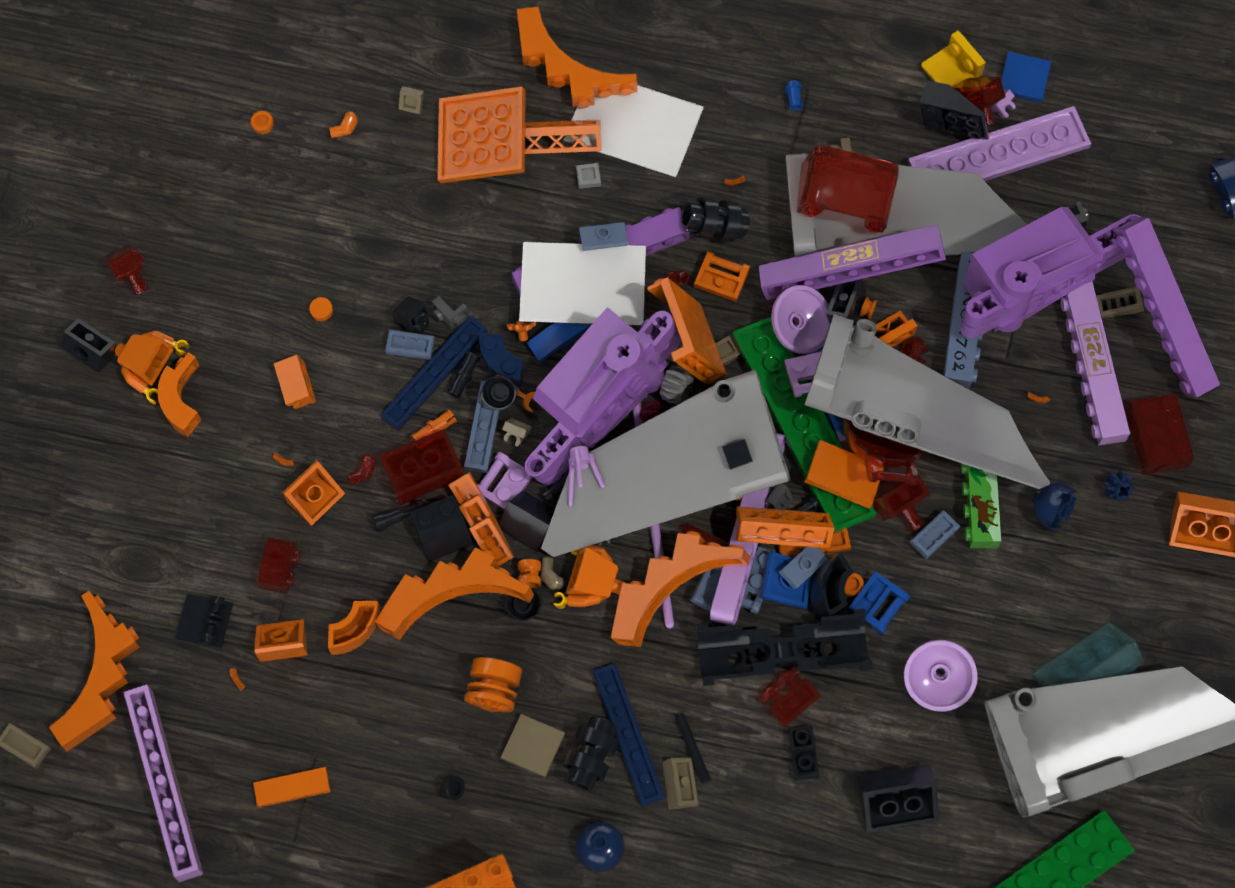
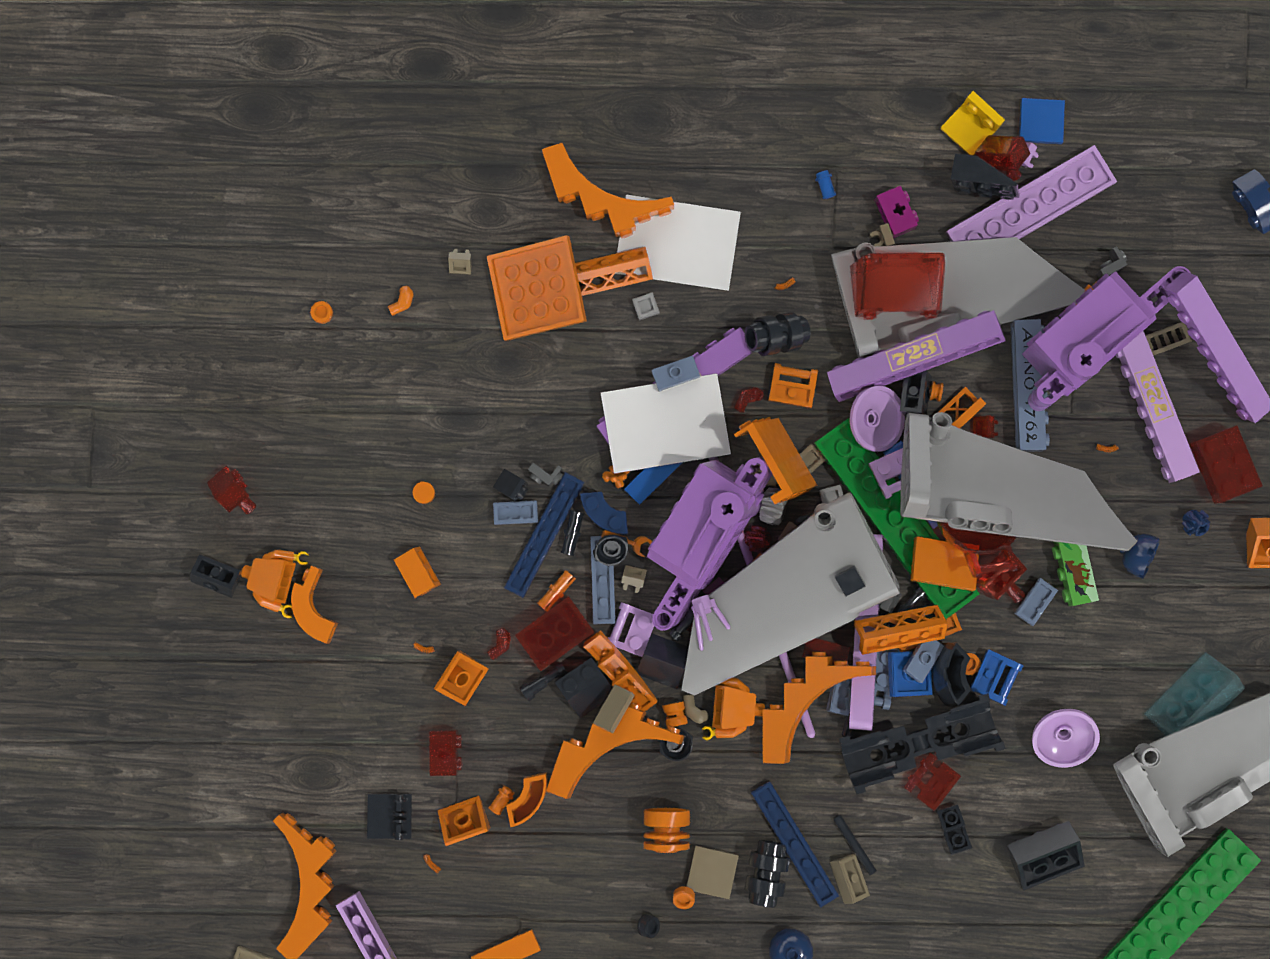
camera: 10 degrees left, 15 degrees up
(322, 628) = (501, 800): none -> orange pin
(465, 548) = (613, 709): none -> dark tan tile
(496, 765) = (683, 897): none -> orange tile
(860, 128) = (900, 200): none -> magenta brick

